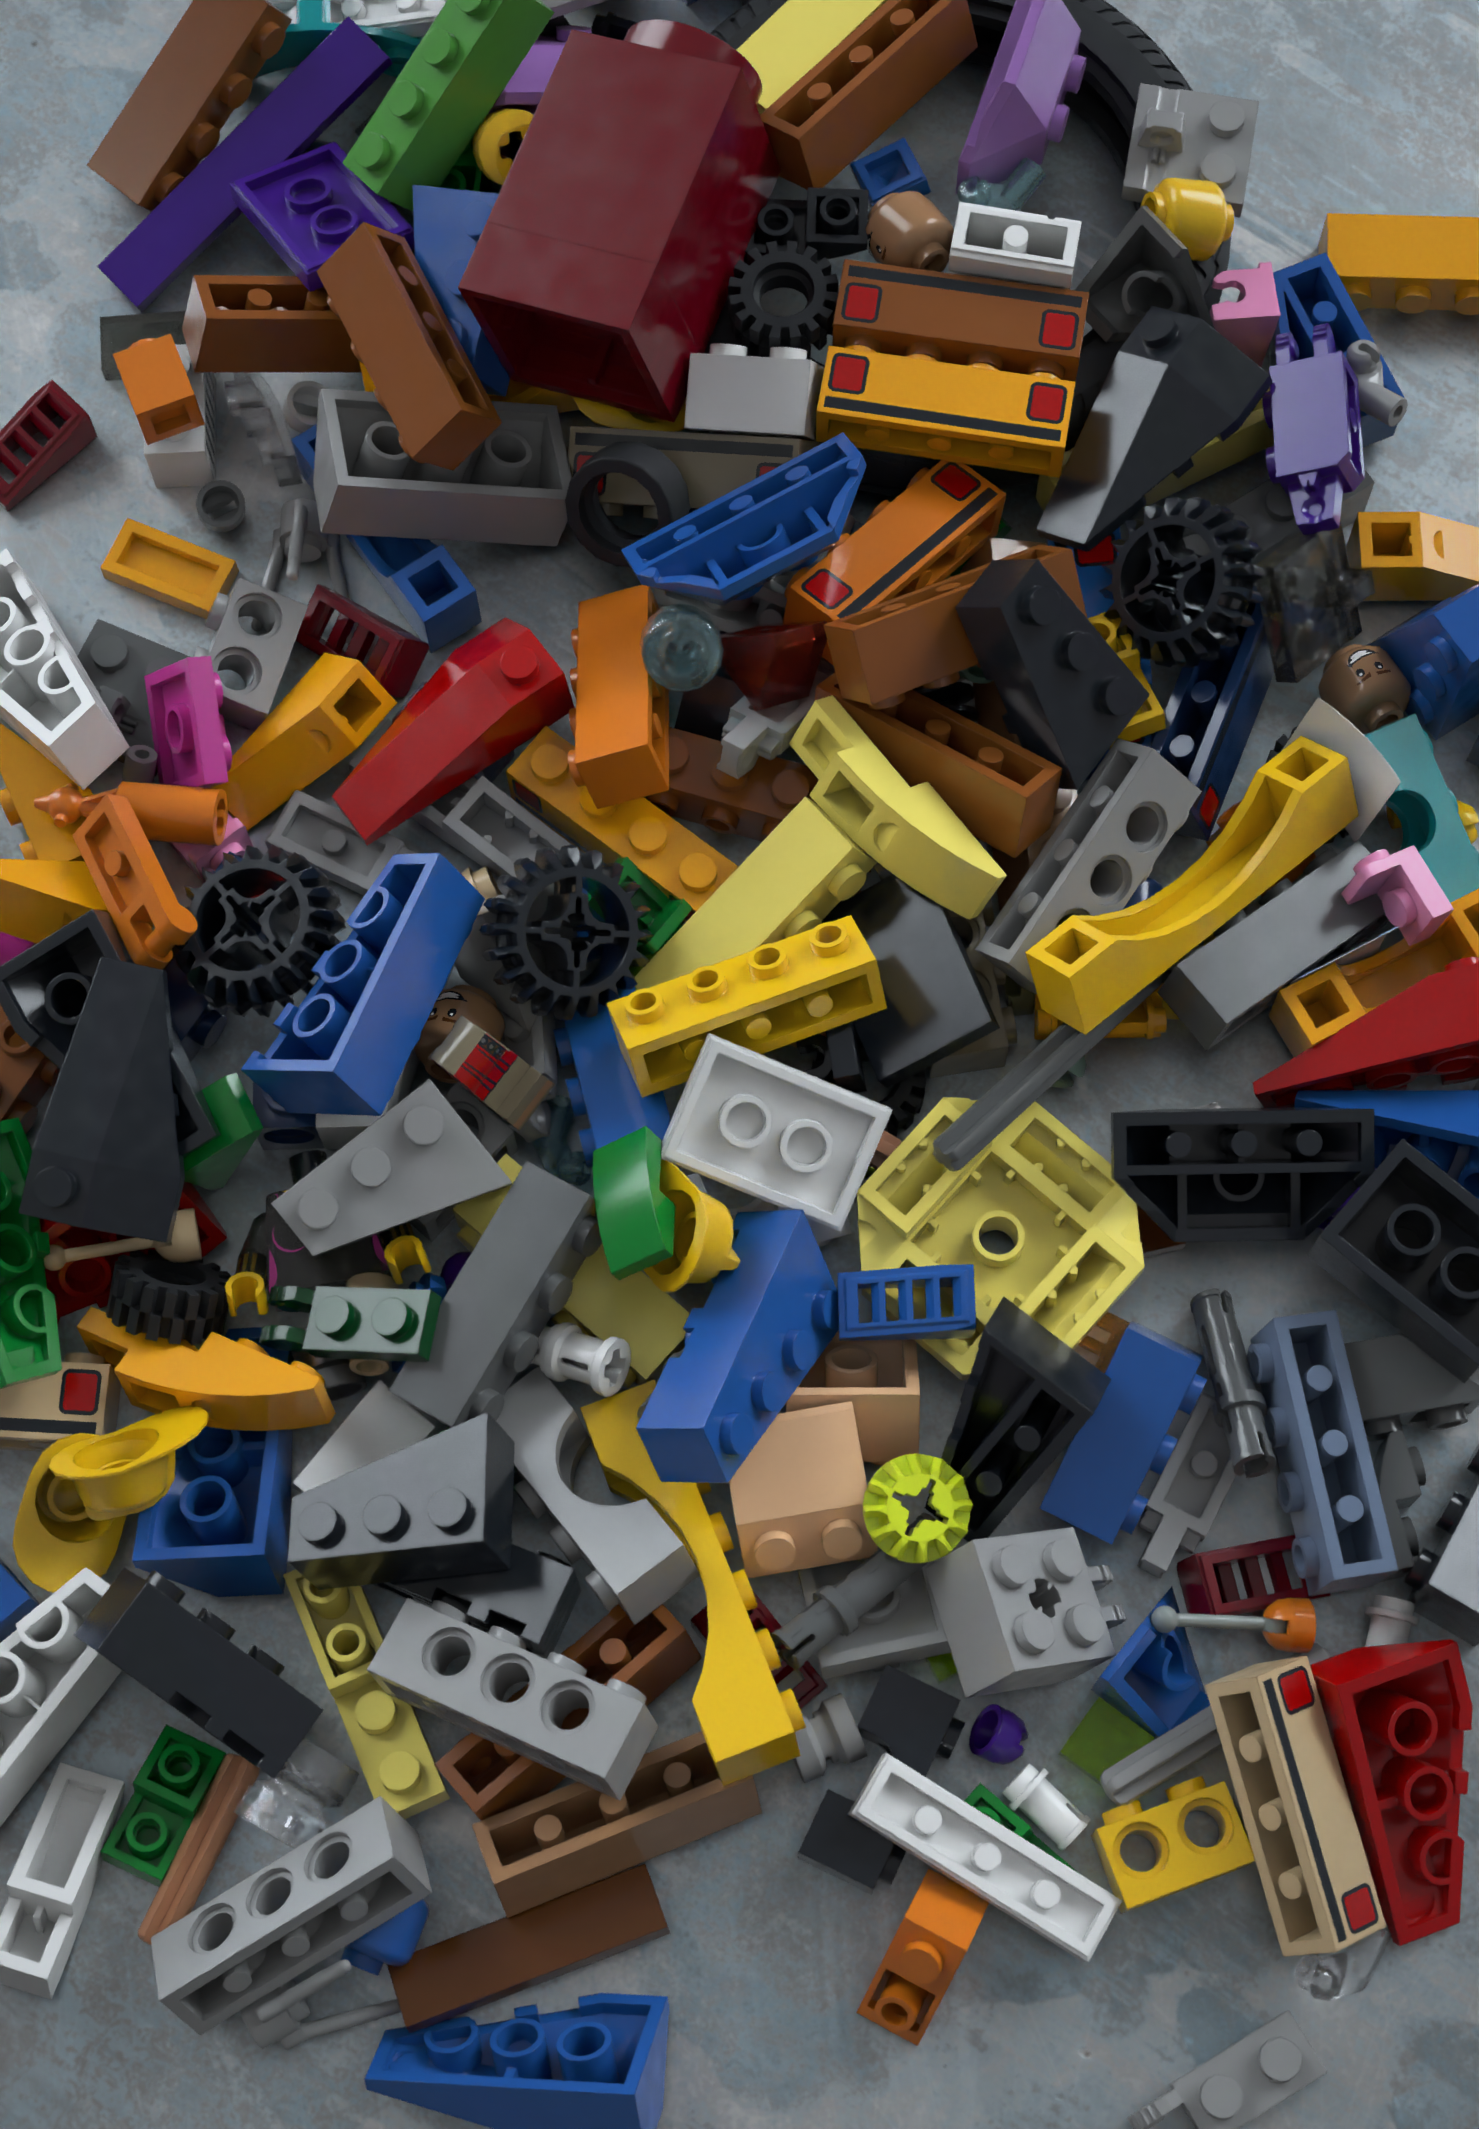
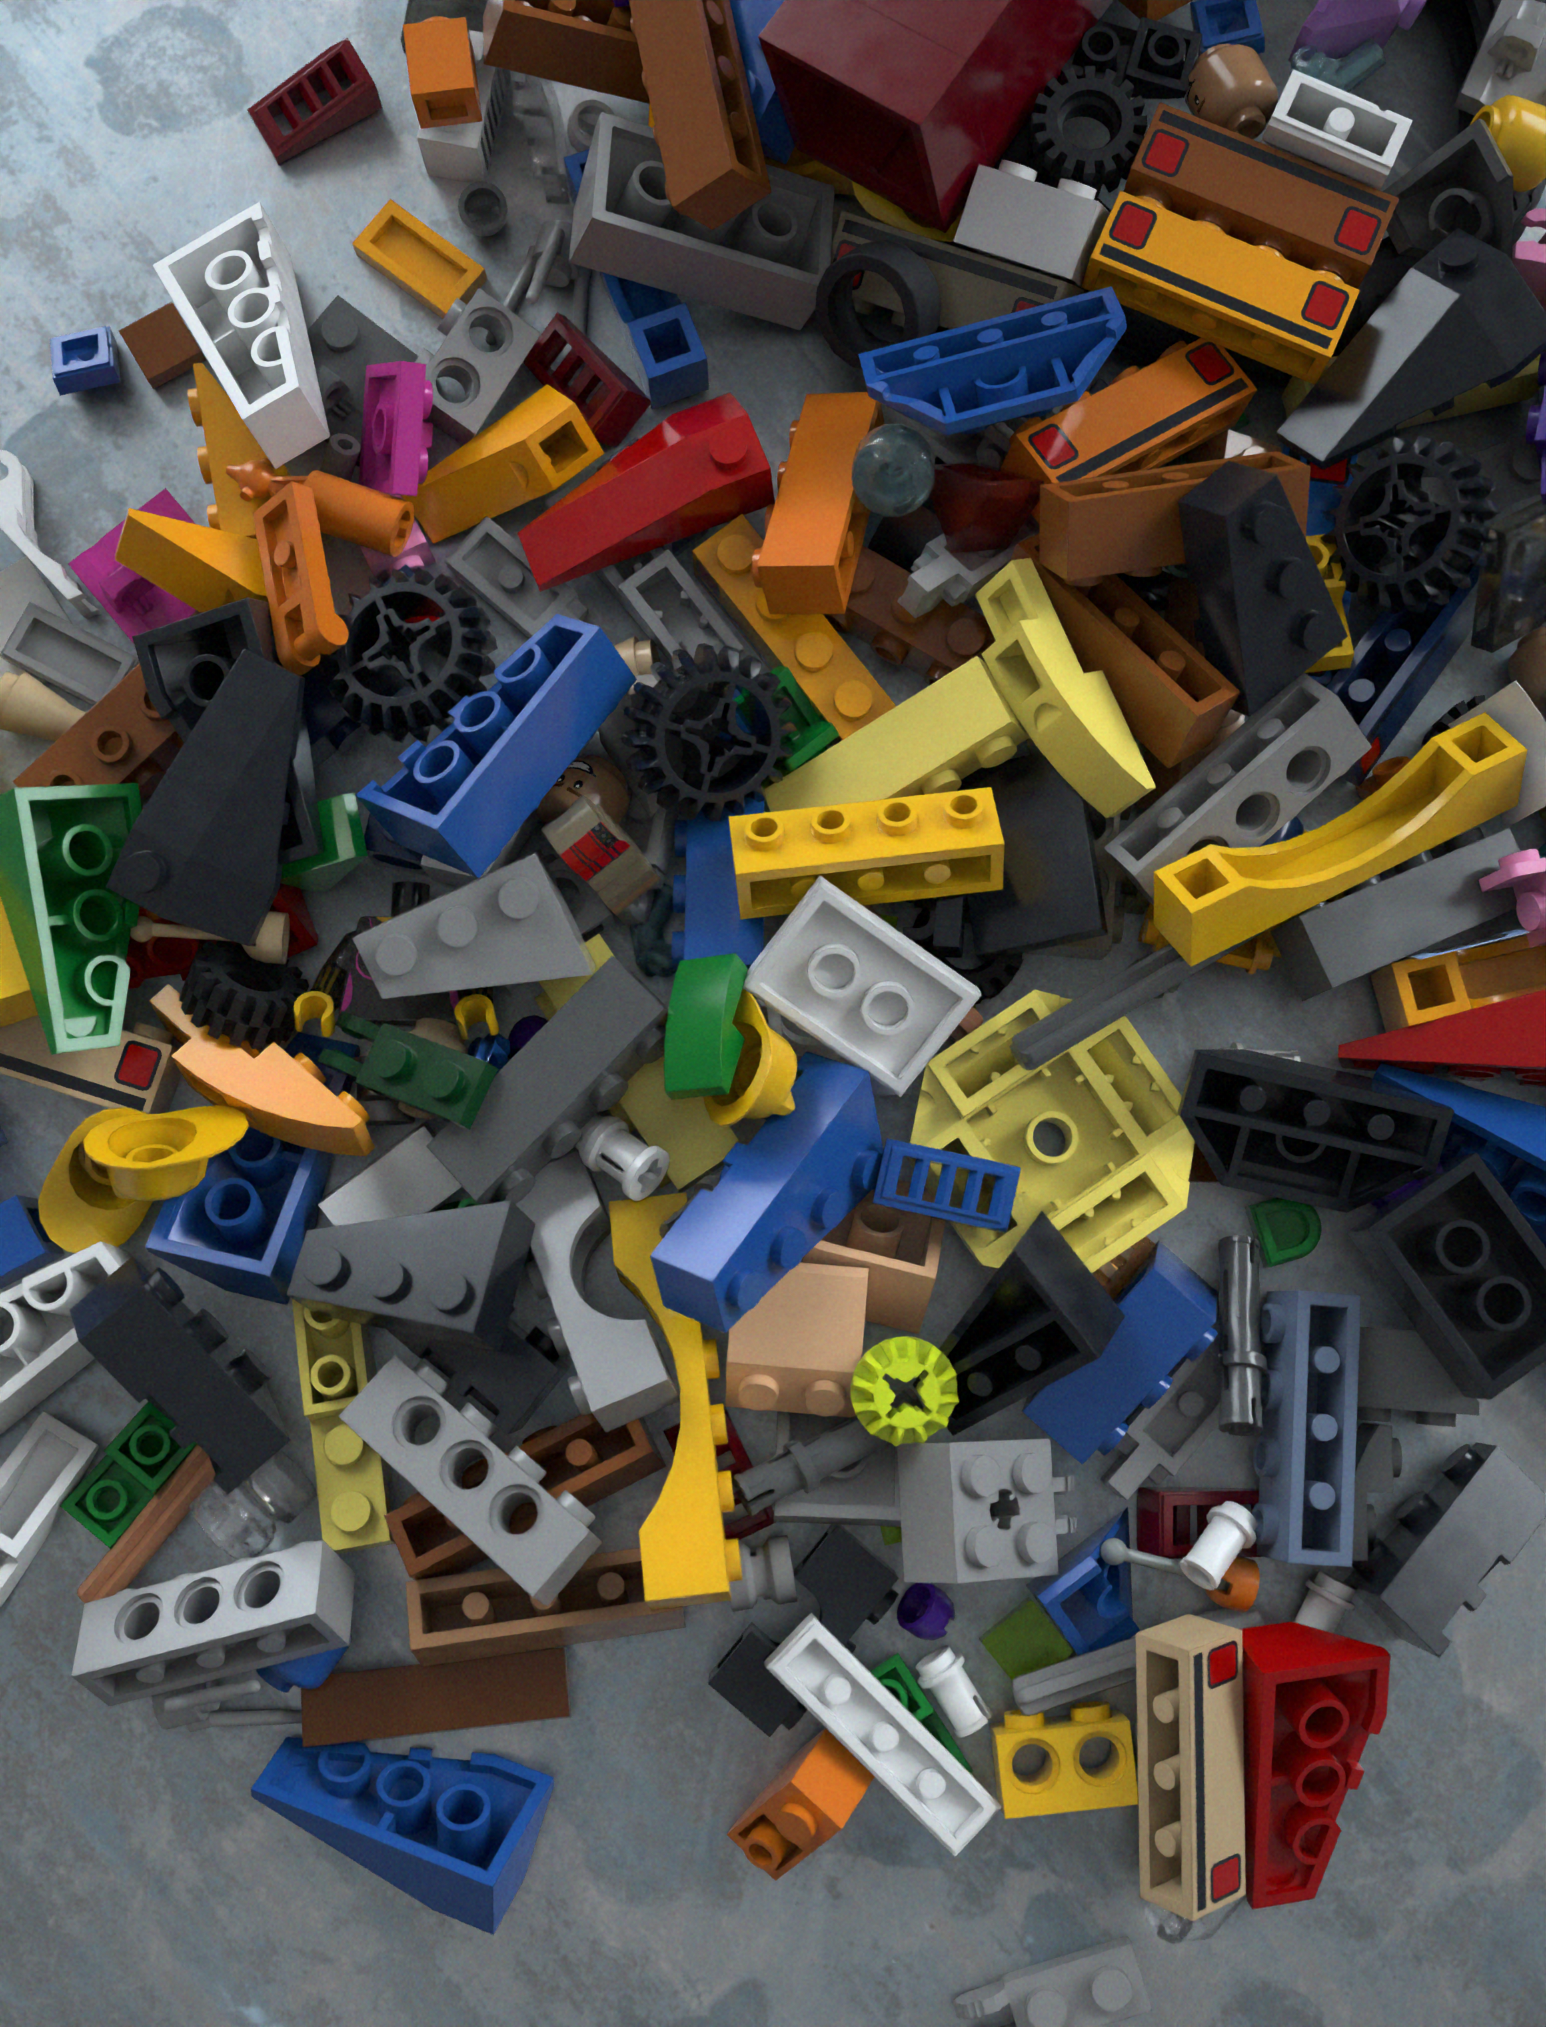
camera: 10 degrees right, 10 degrees up
(1252, 1275) = (1284, 1230): none -> green tile
(1271, 1573) = (1228, 1532): none -> white pin

